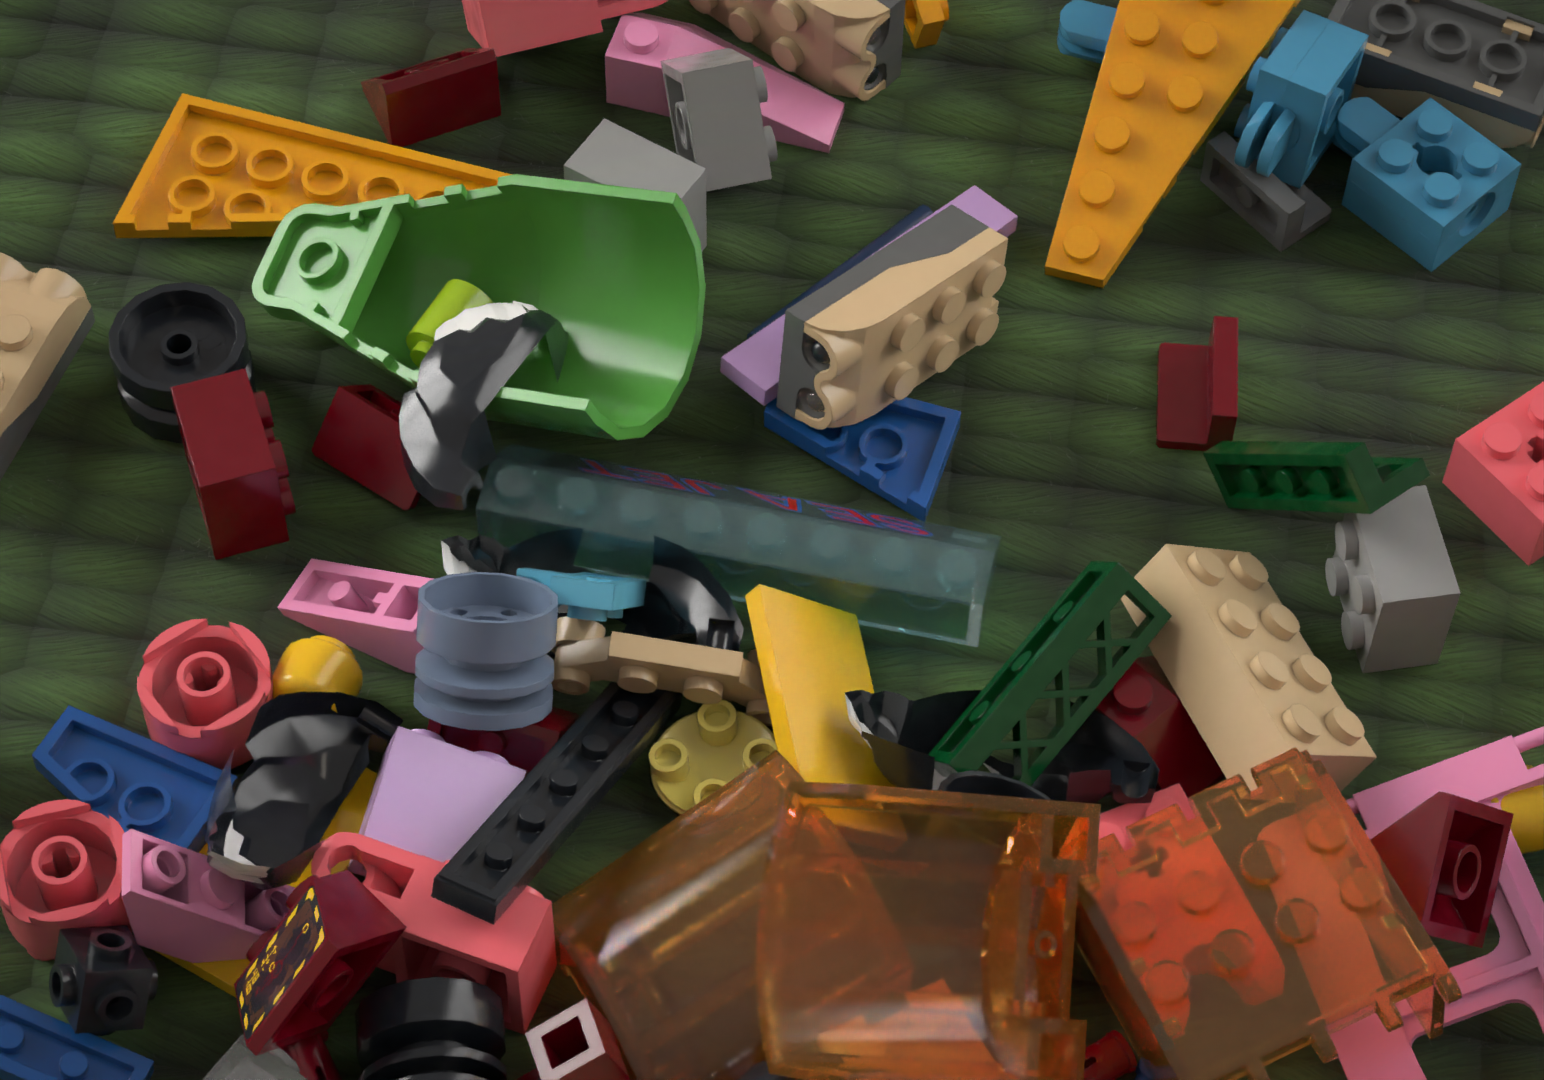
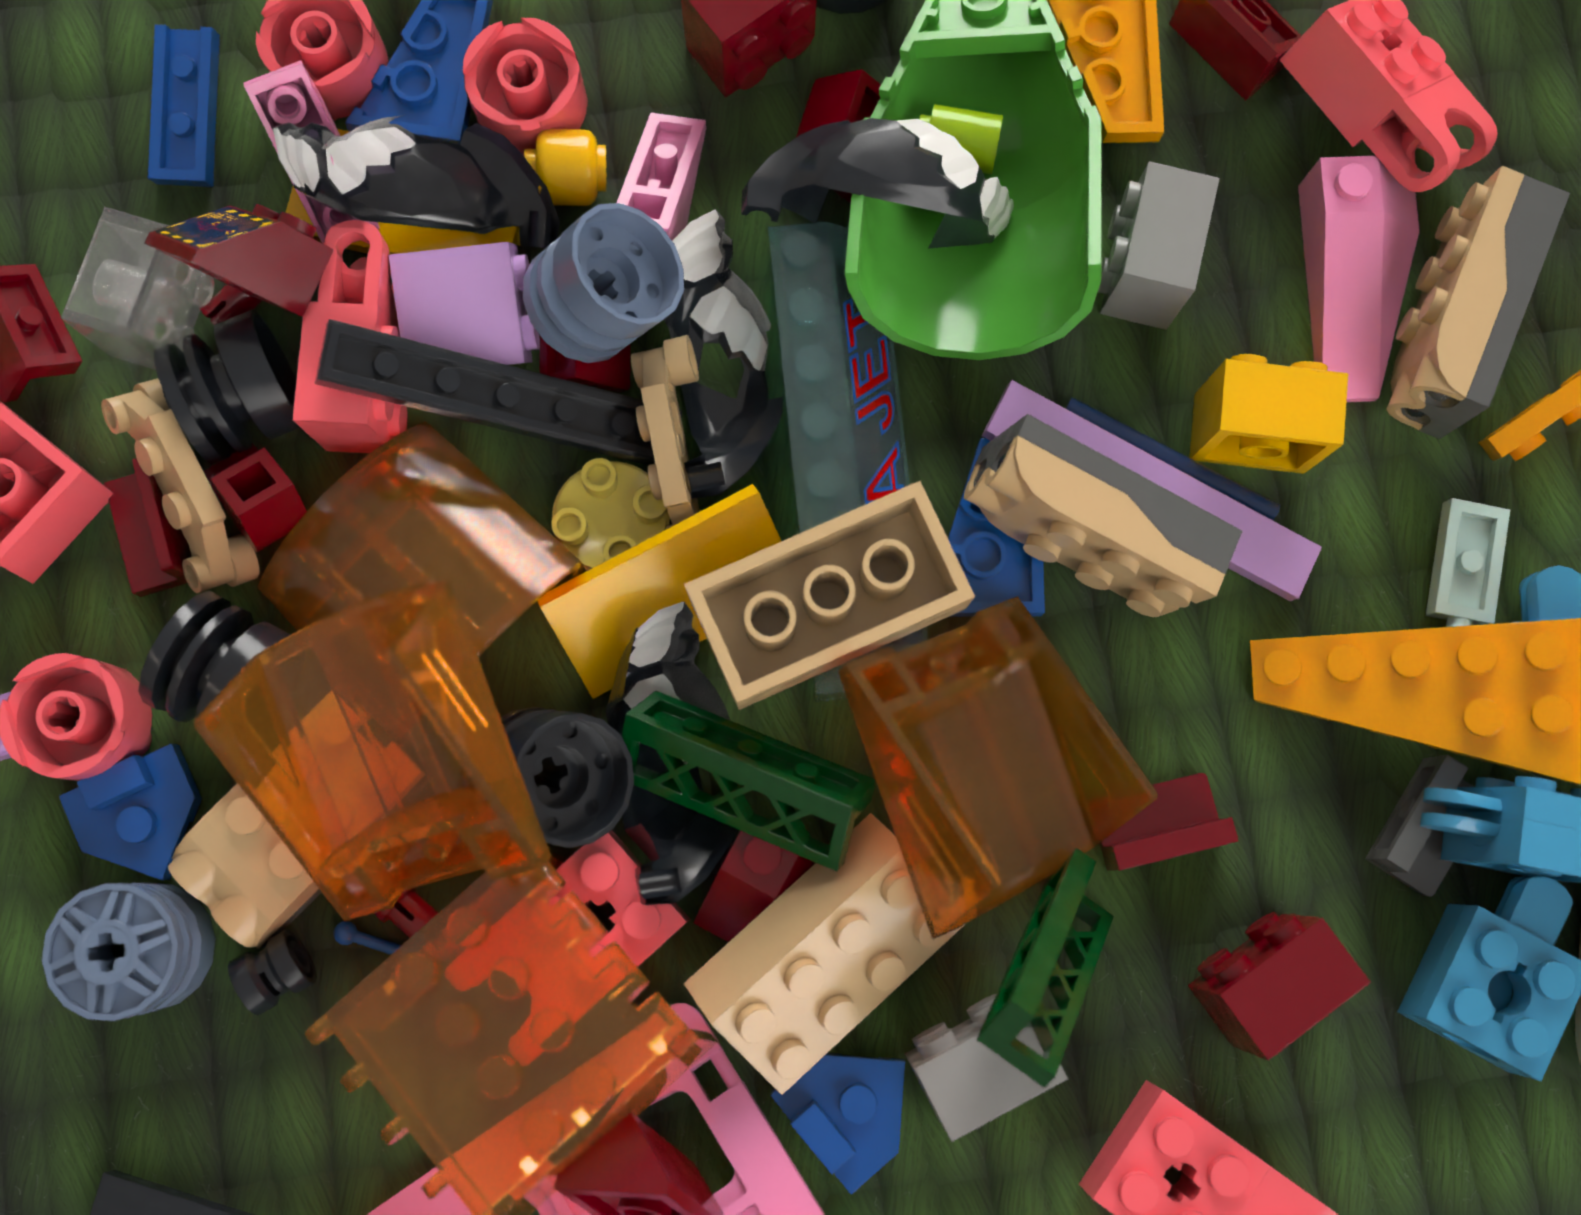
camera: 70 degrees right, 25 degrees up
(102, 979) = (227, 116): black brick -> none
(591, 594) = (711, 353): medium azure hinge -> none
(719, 116) = (1278, 283): light grey brick -> none
(837, 173) = (1269, 414): none -> yellow brick
(899, 536) = (829, 594): none -> tan brick
(1030, 84) = (1468, 563): none -> light aqua plate
(1103, 466) = (989, 761): none -> clear orange windscreen
(1379, 330) = (1277, 982): none -> dark red brick
(1411, 724) = (848, 1113): none -> blue plate

